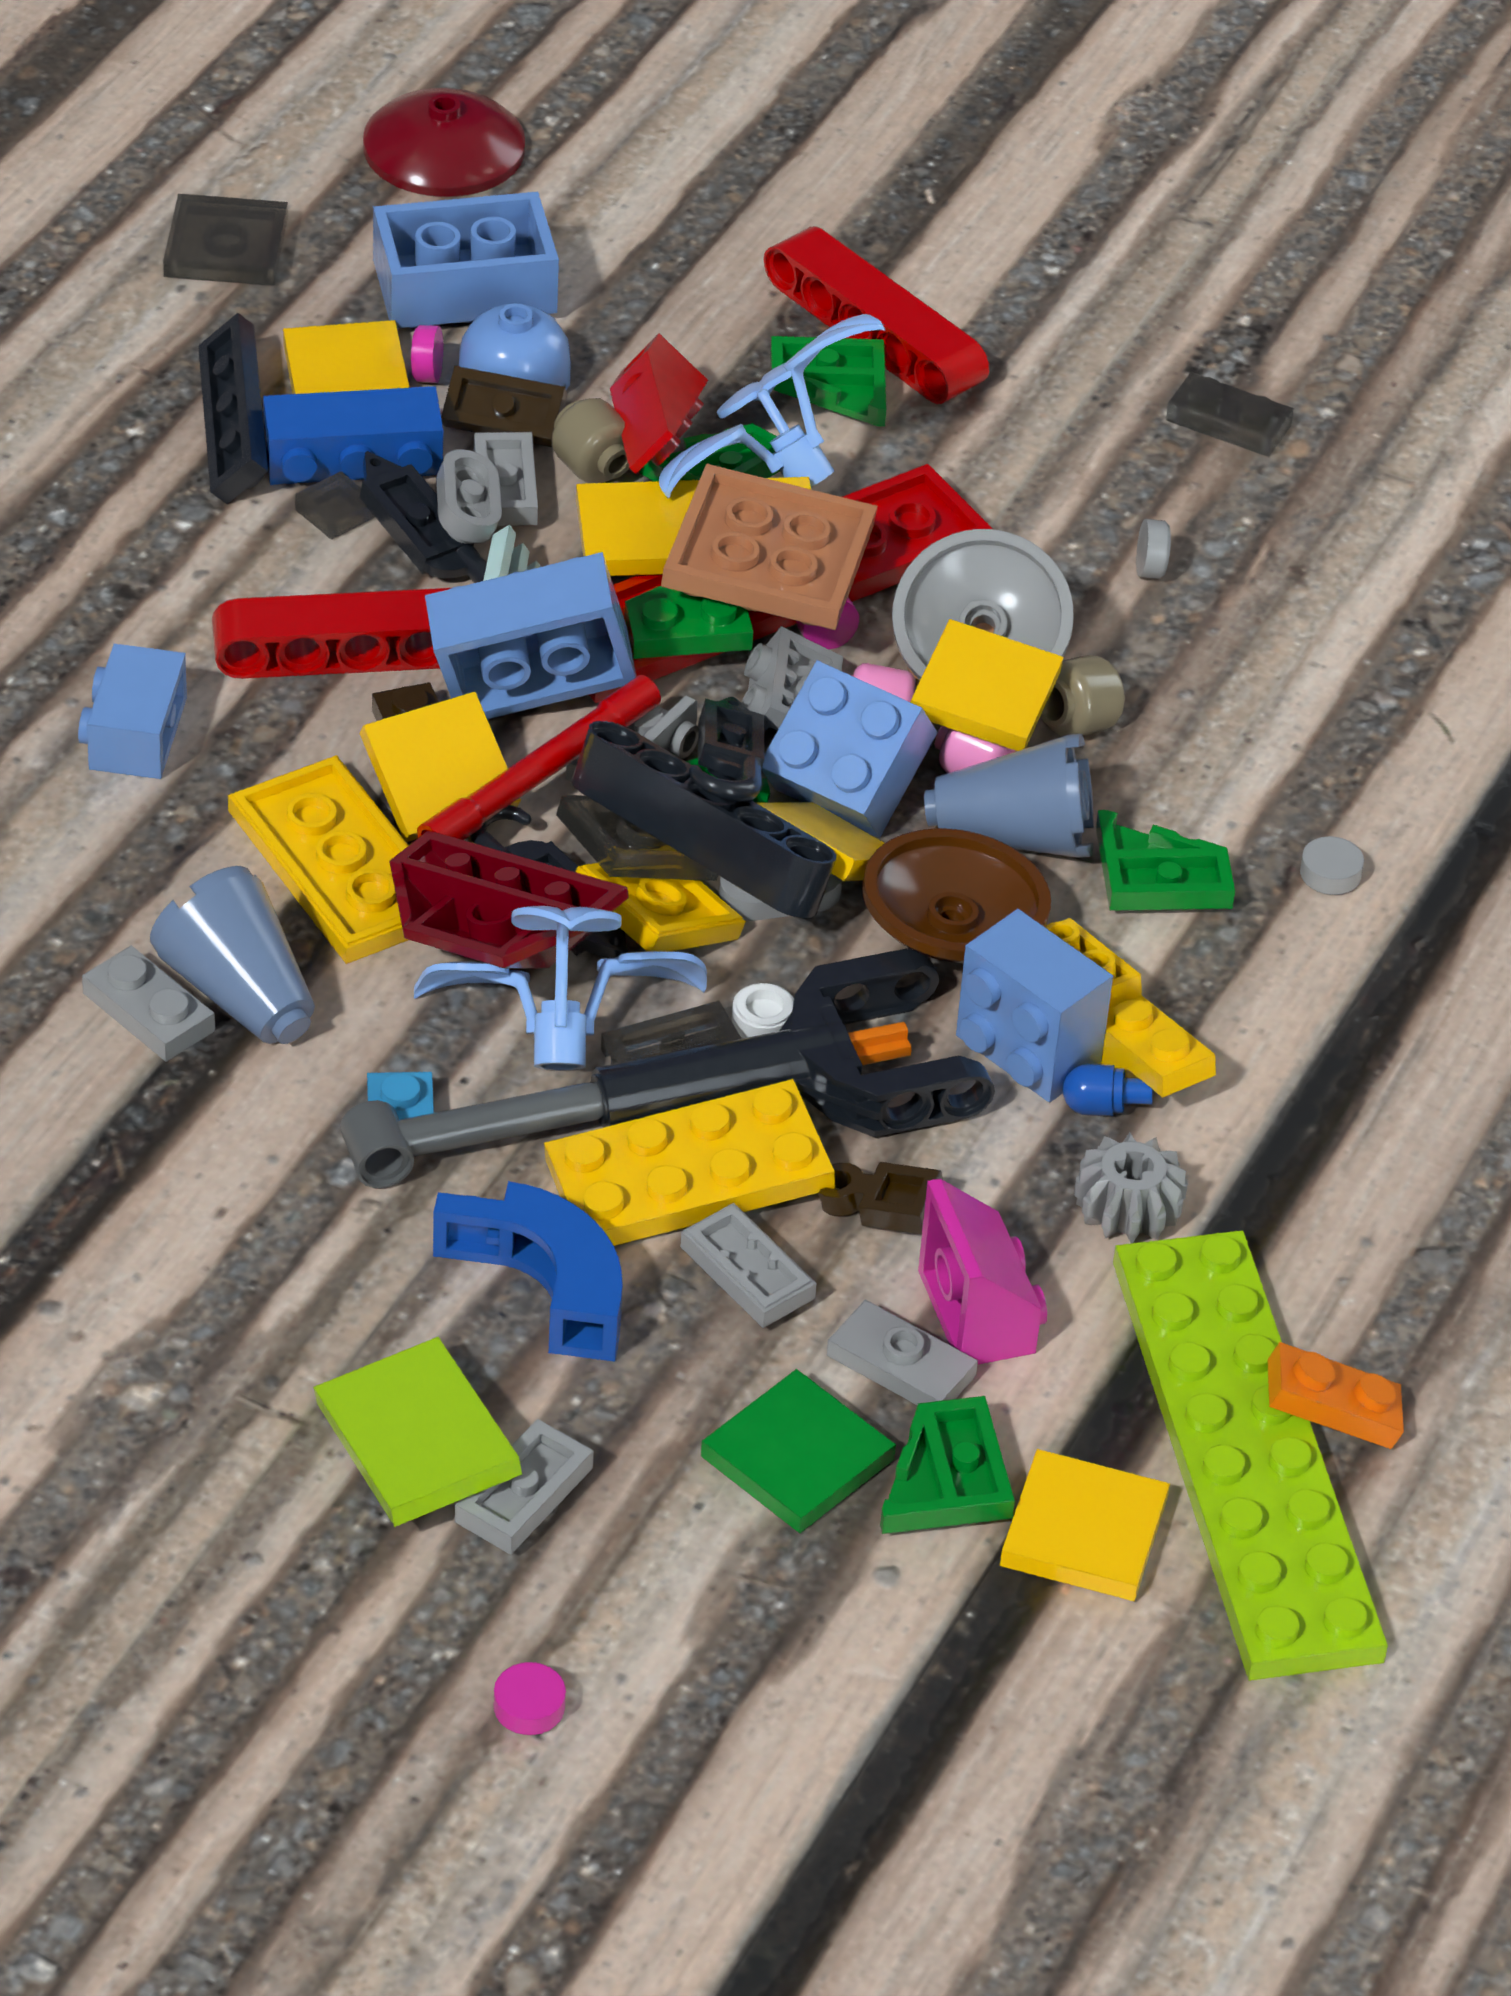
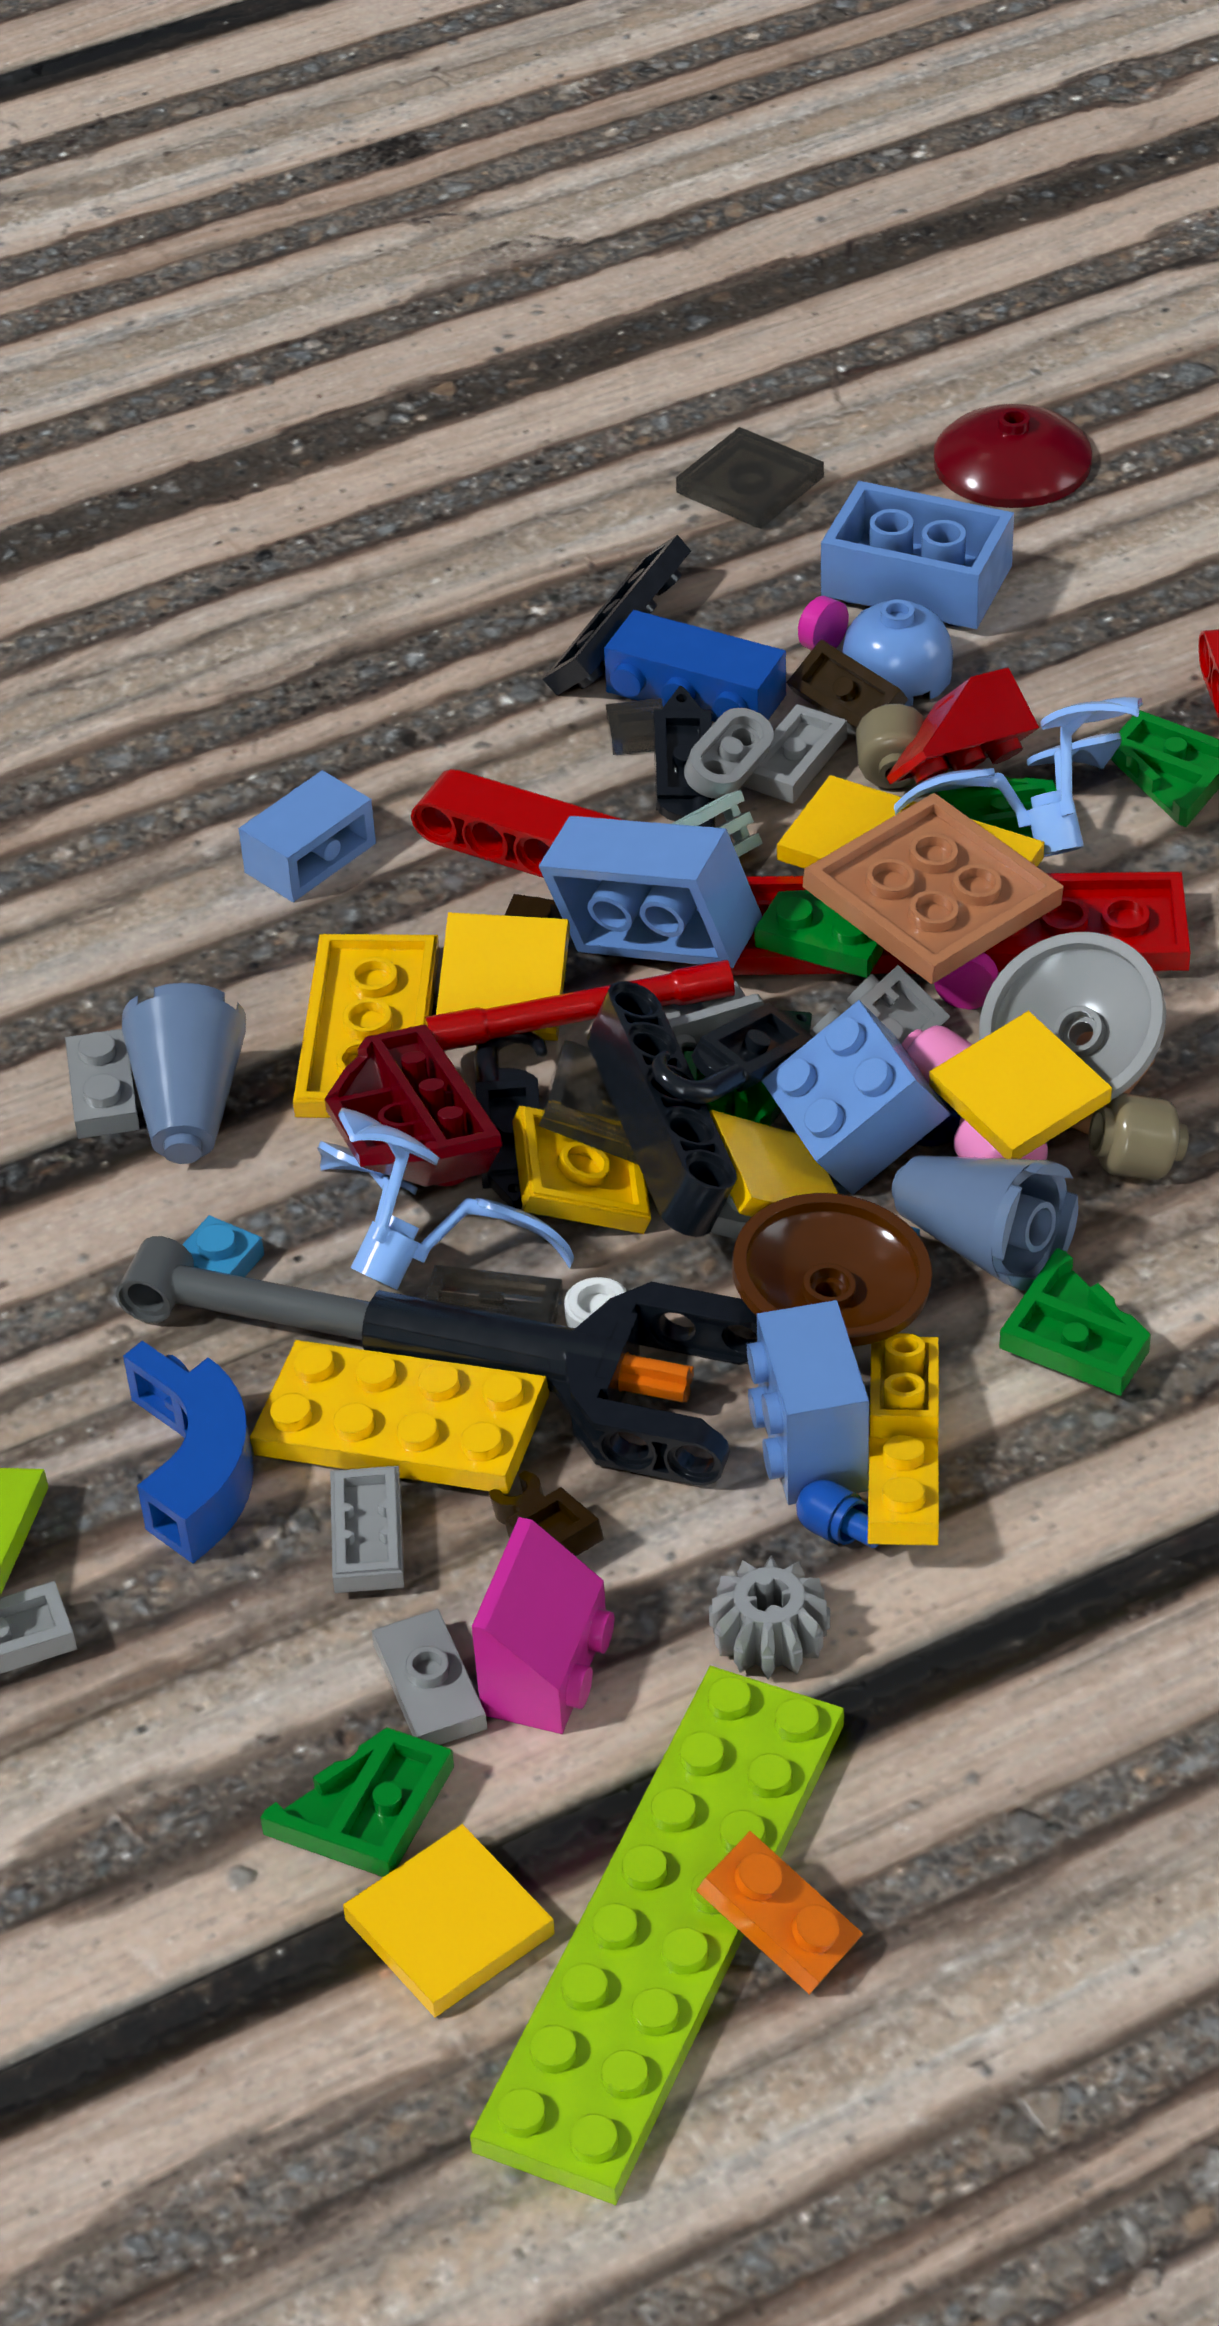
camera: 40 degrees right, 0 degrees up
(344, 357) = (753, 607): yellow tile -> none
(798, 1450) = (260, 1720): green tile -> none

